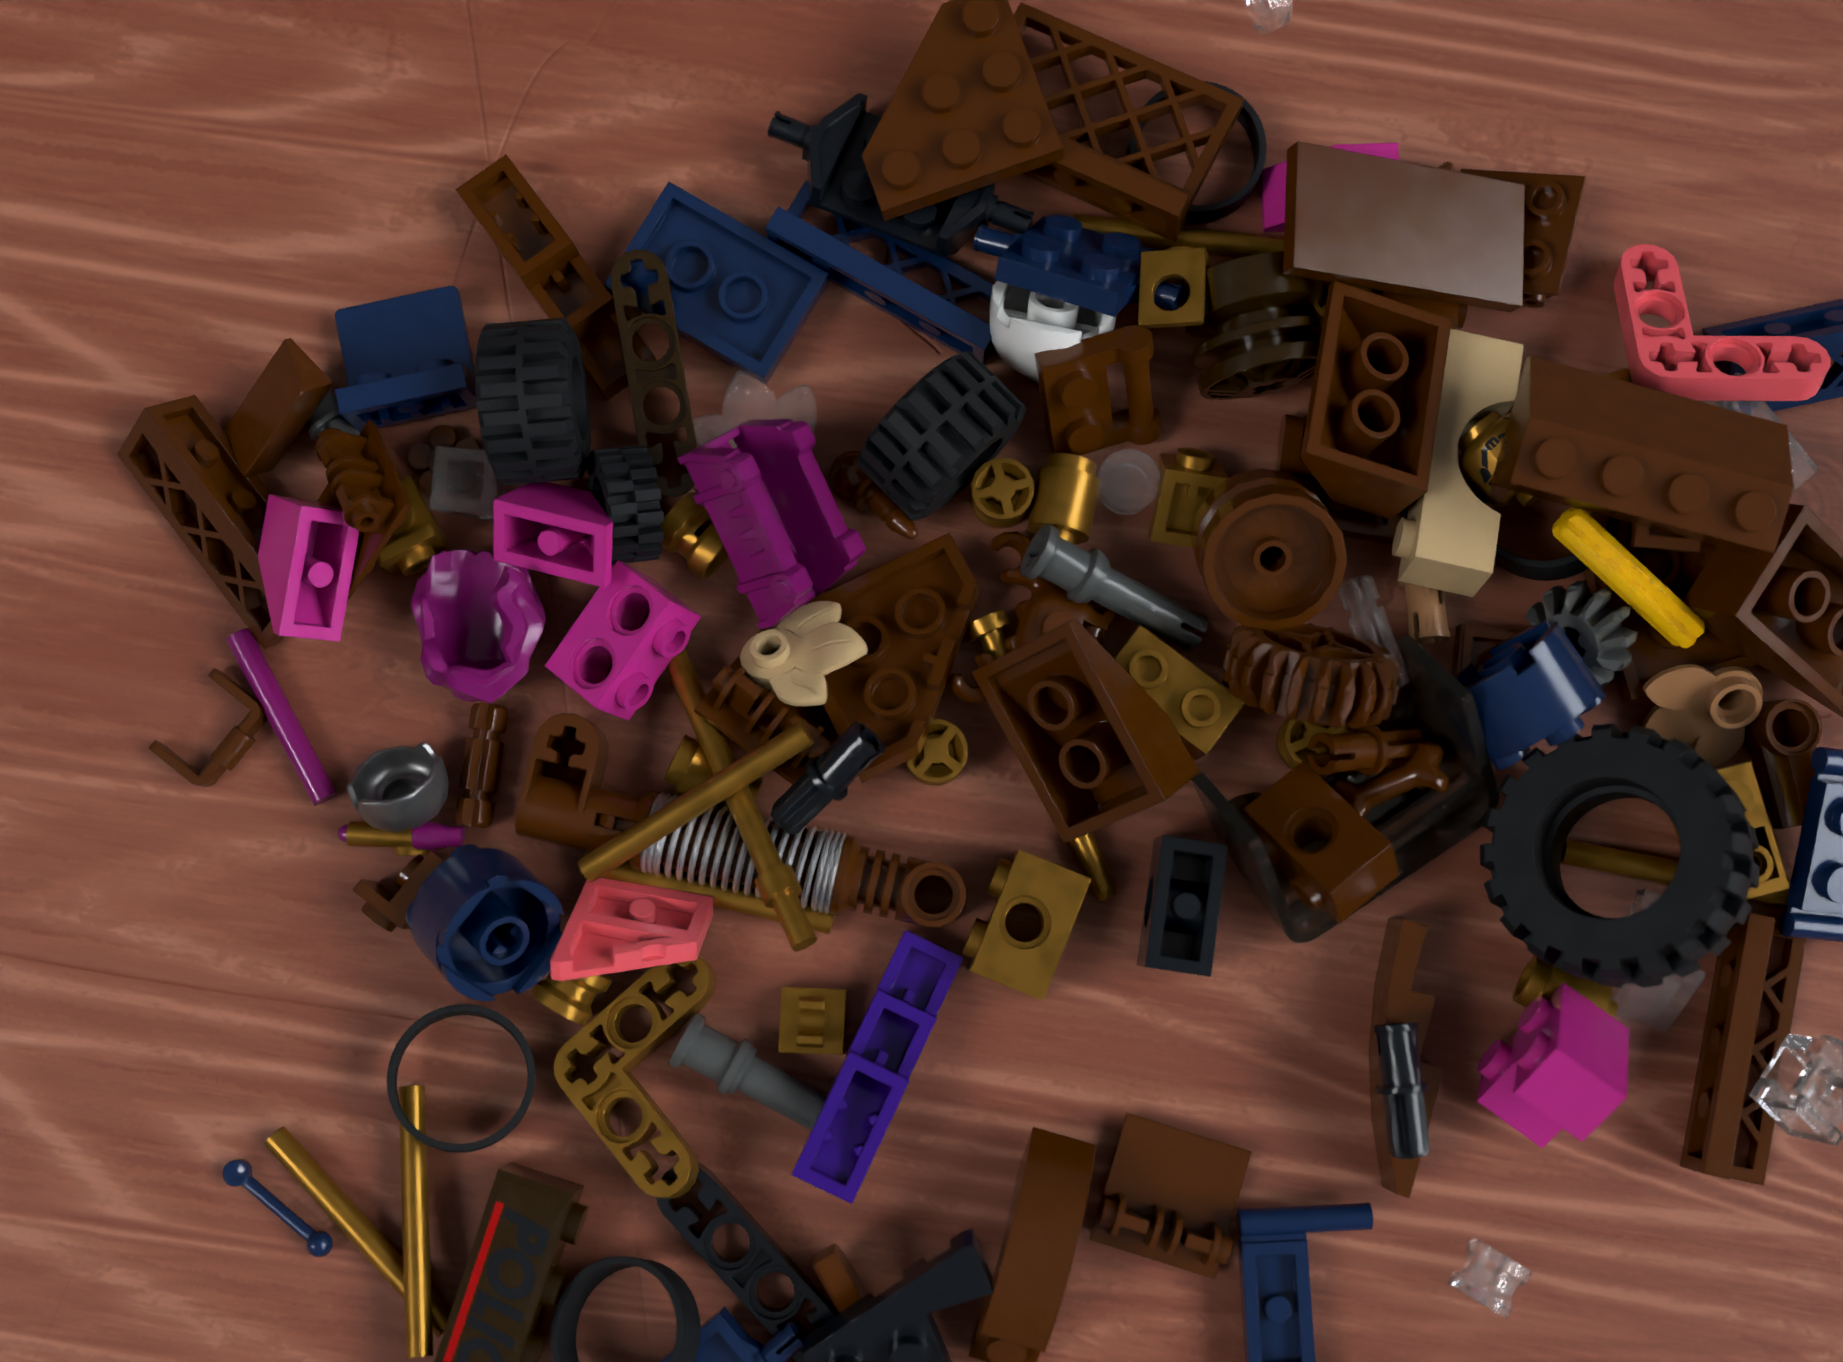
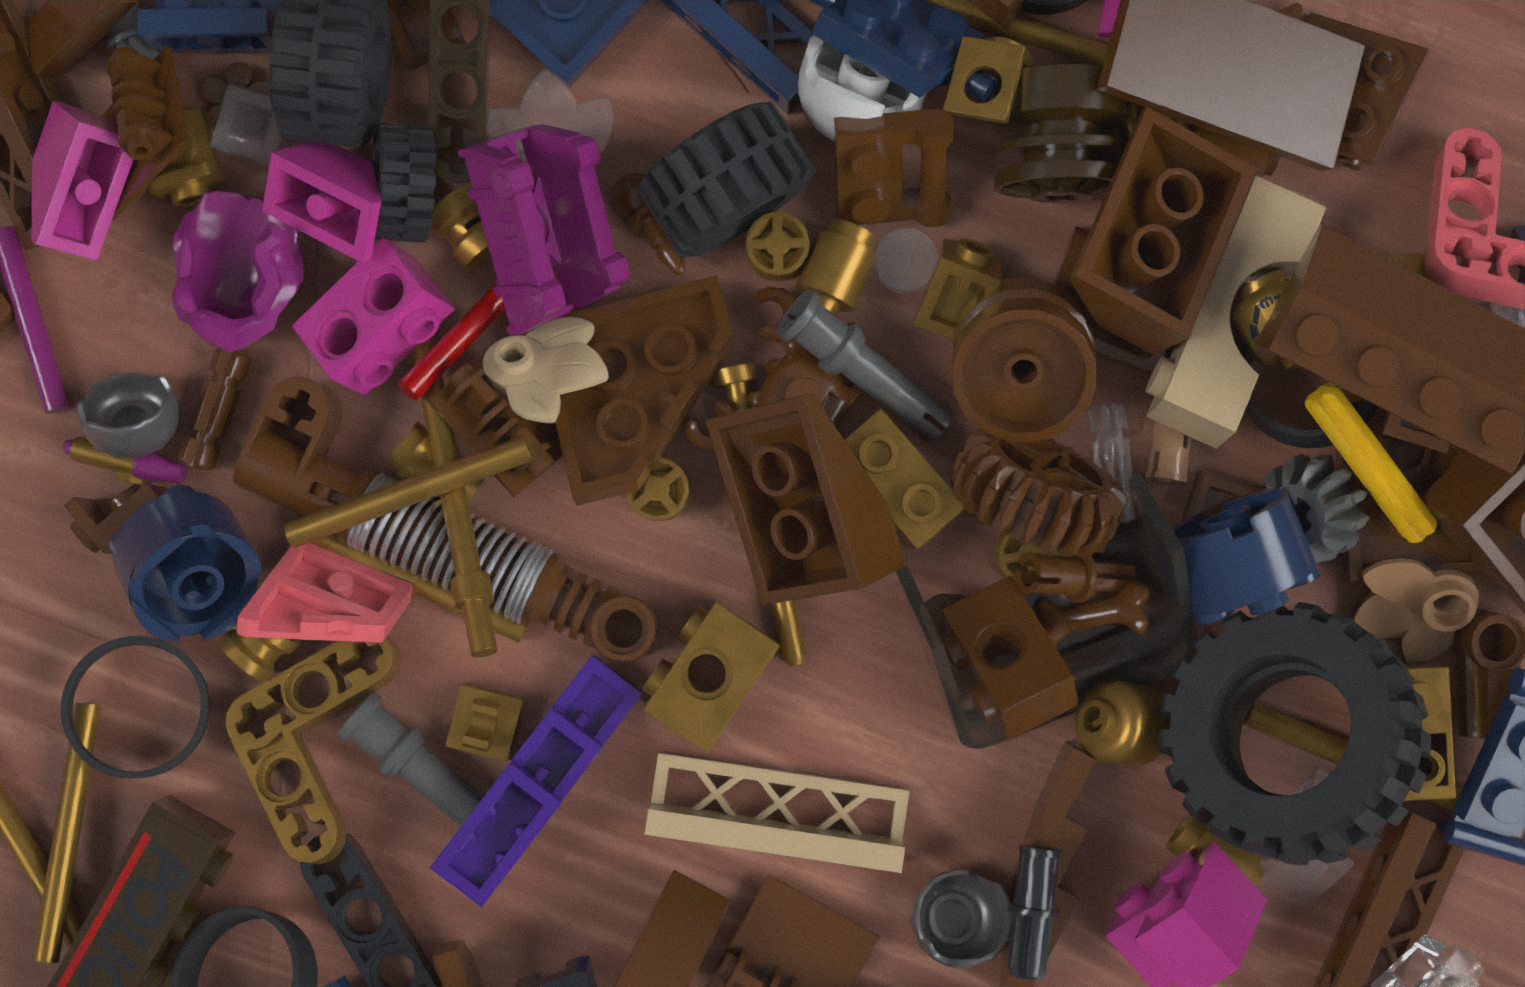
camera: 15 degrees right, 5 degrees up
(706, 651) = (452, 345): none -> red bar
(827, 778) = (542, 495): black axle -> none
(1125, 1072) = (778, 836): none -> tan fence
(1182, 905) = (862, 691): black brick -> none
(1331, 1114) = (961, 918): none -> flat silver hair
(1442, 885) = (1120, 723): none -> pearl gold head

